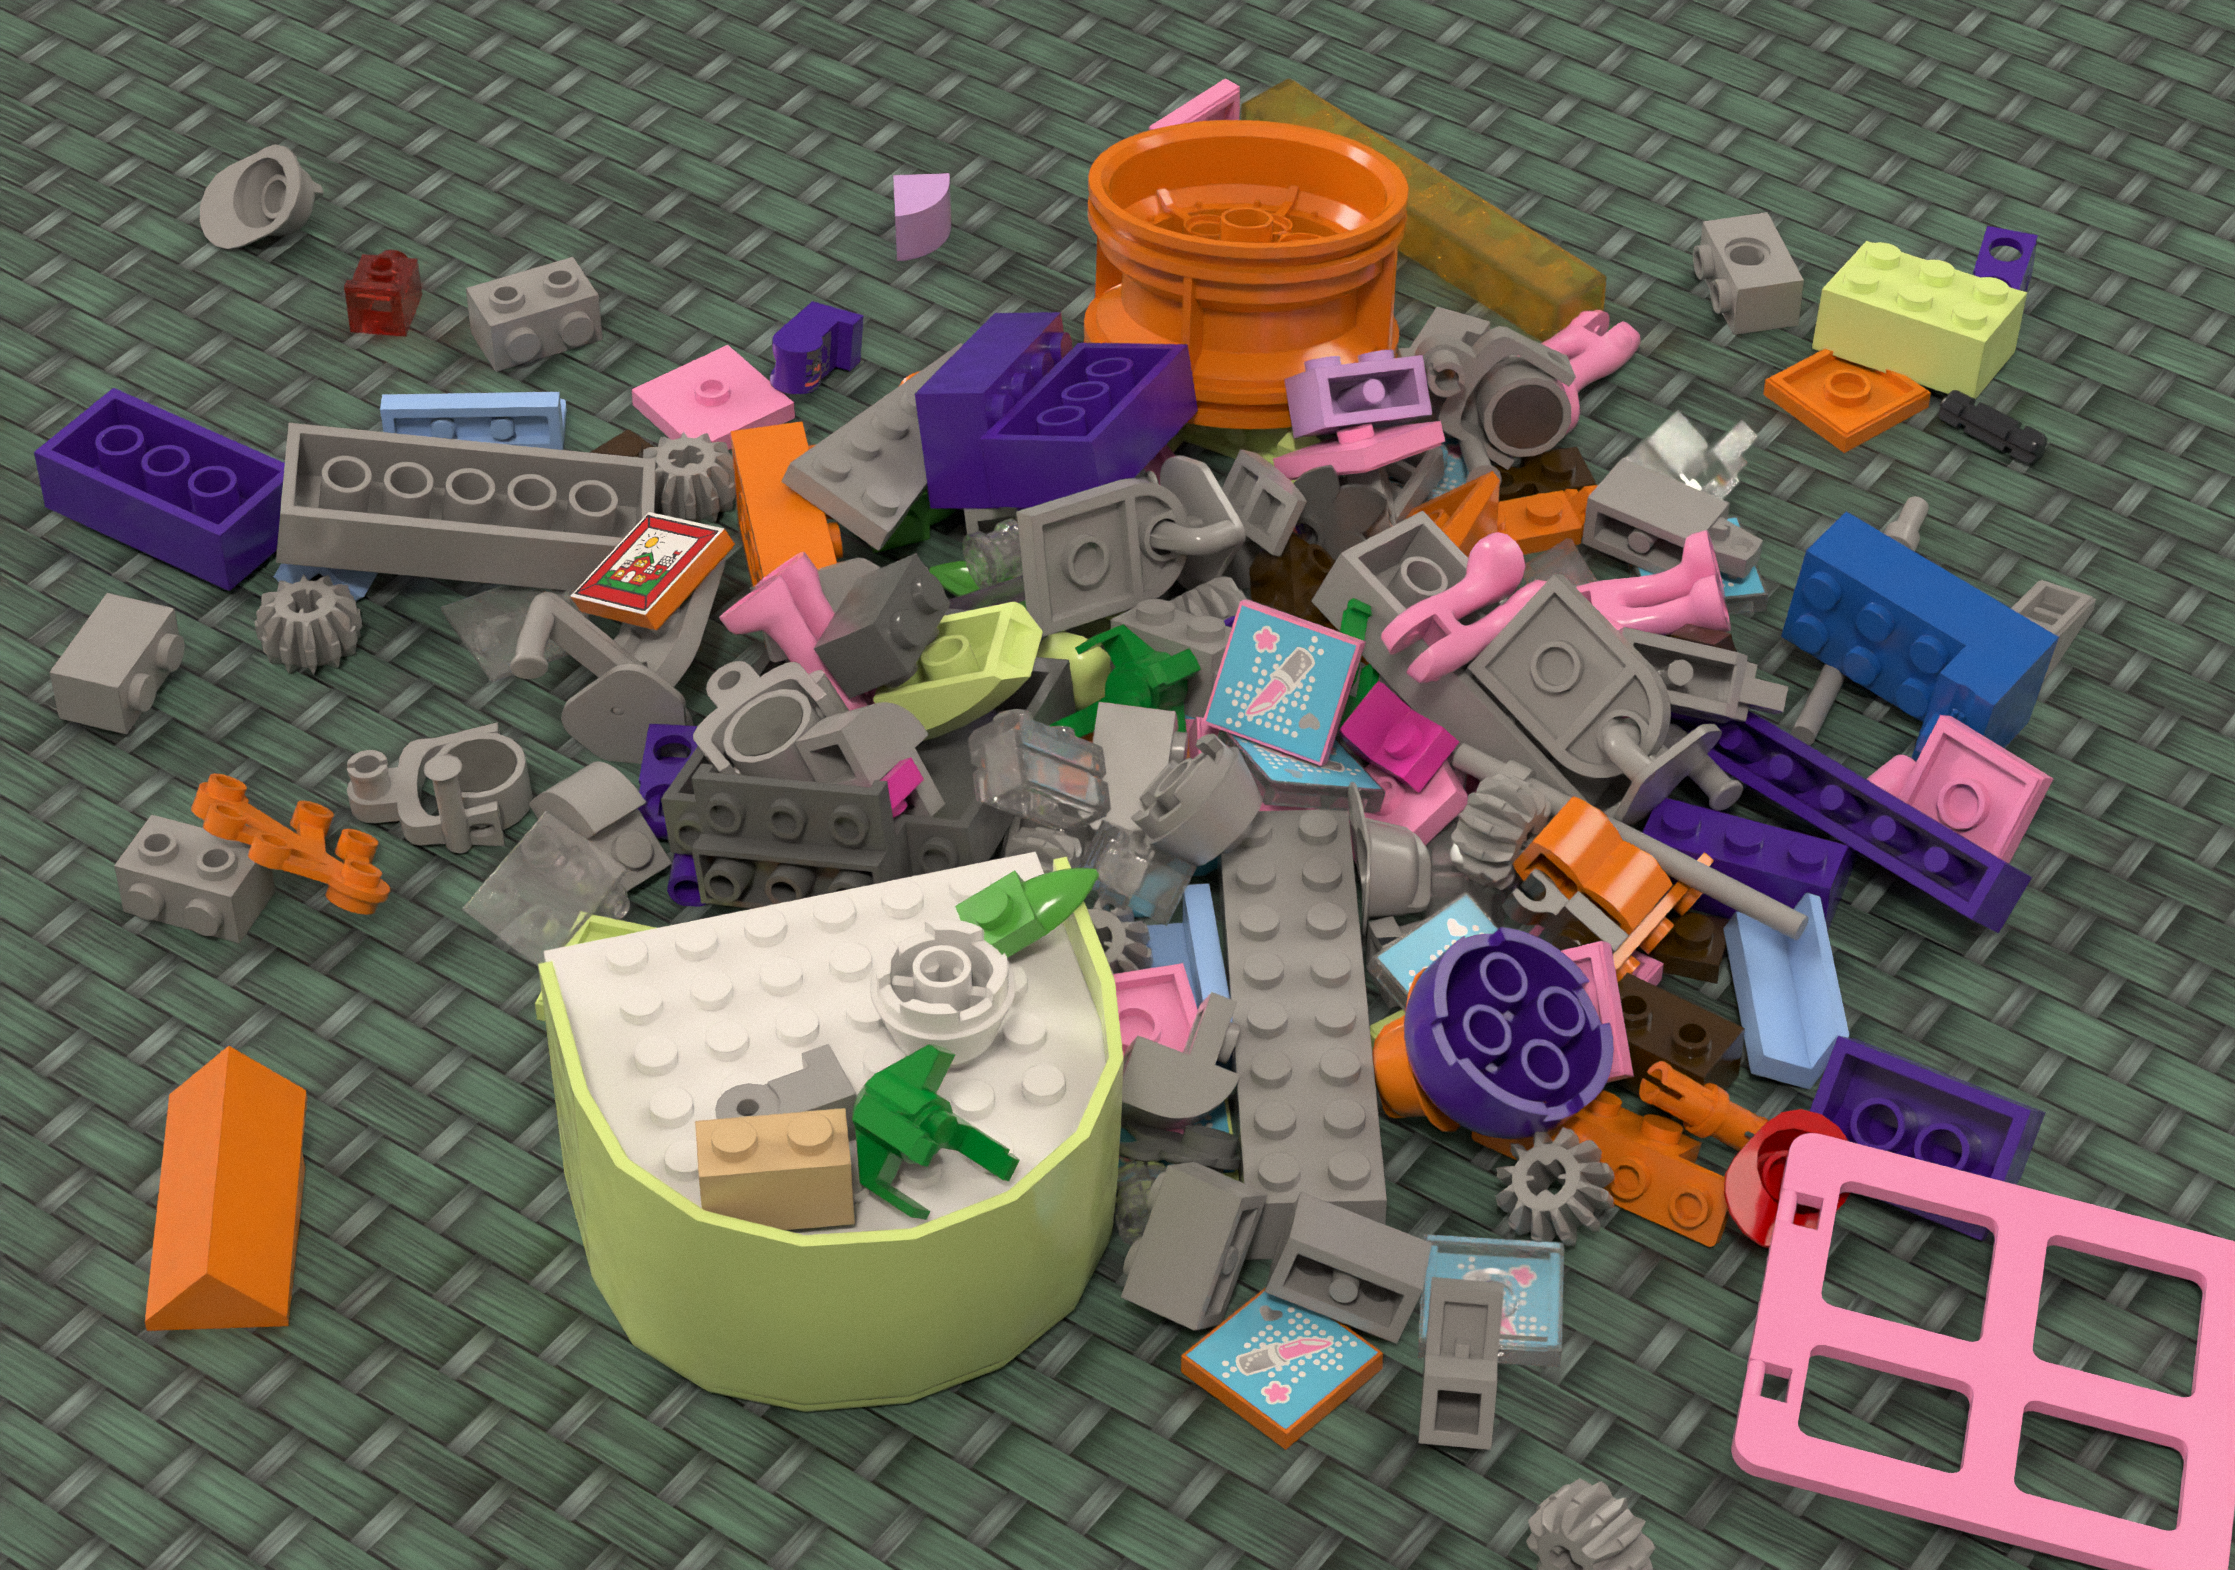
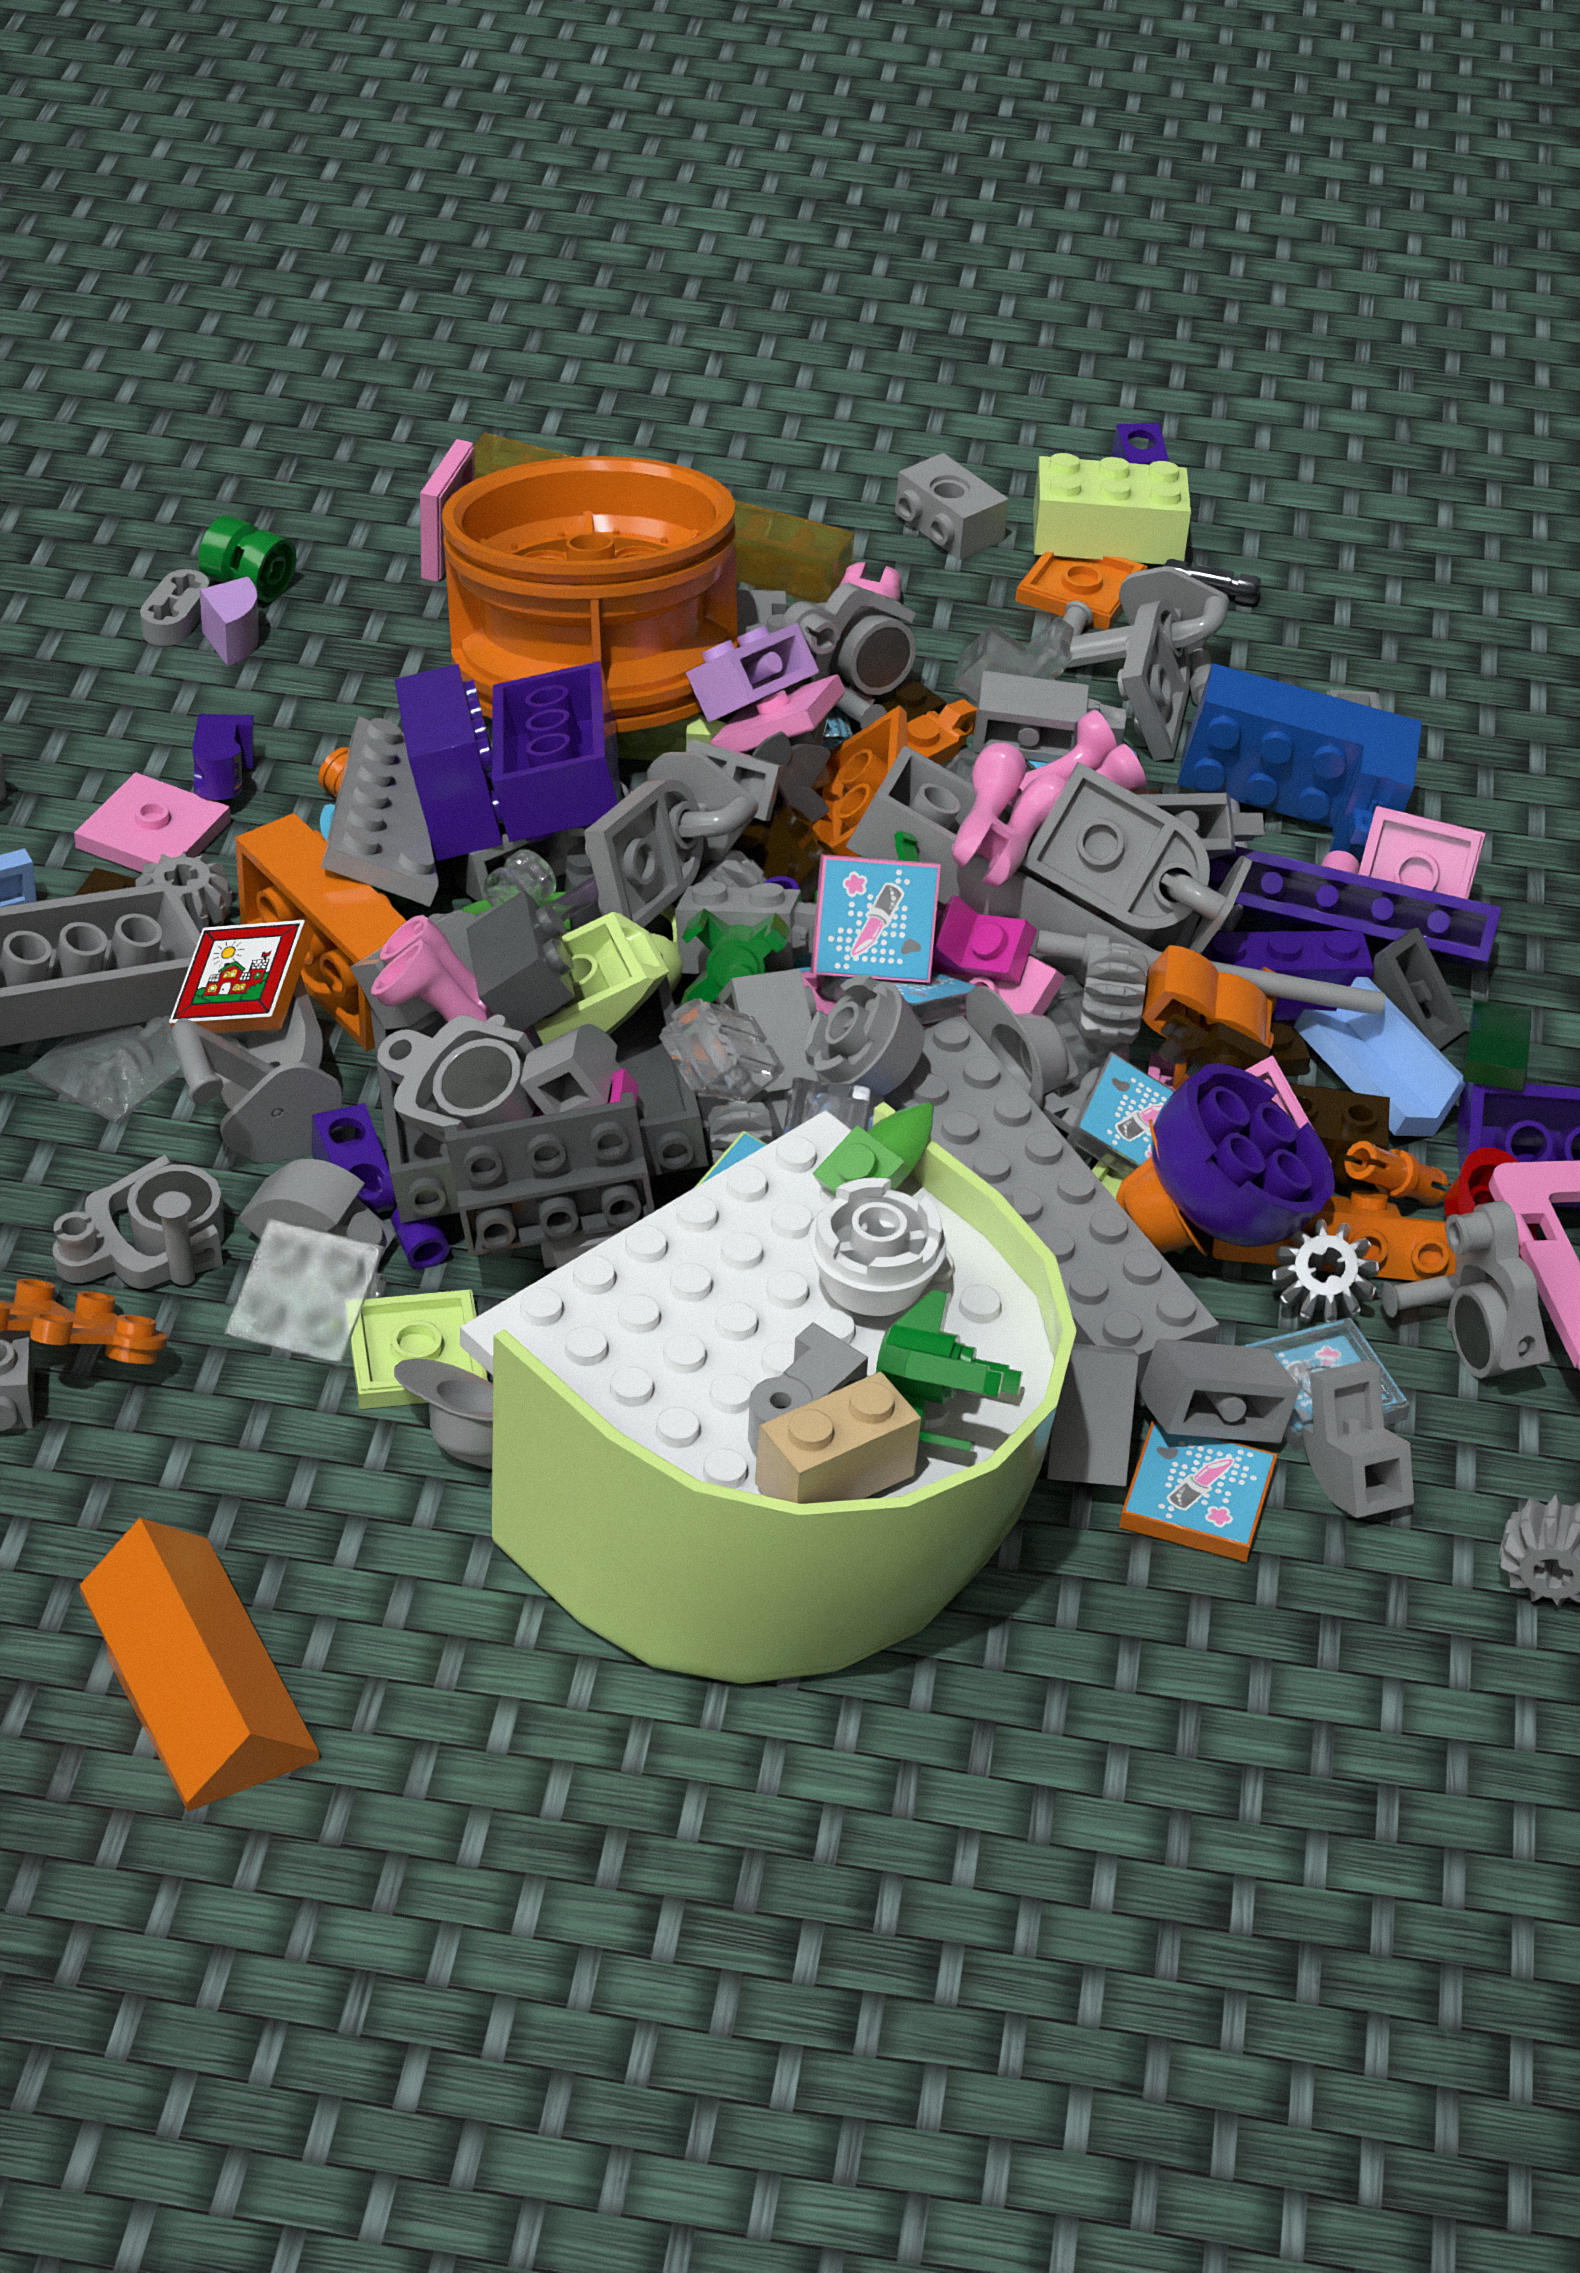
camera: 30 degrees left, 0 degrees up
(869, 191) = (173, 608): none -> light grey beam
(975, 155) = (240, 550): none -> green wheel
(1700, 1257) = (1491, 1321): none -> light grey piece
(1858, 470) = (1167, 621): none -> light grey plate
(1876, 931) = (1417, 988): none -> dark grey slope
(1917, 1007) = (1497, 1044): none -> dark green slope

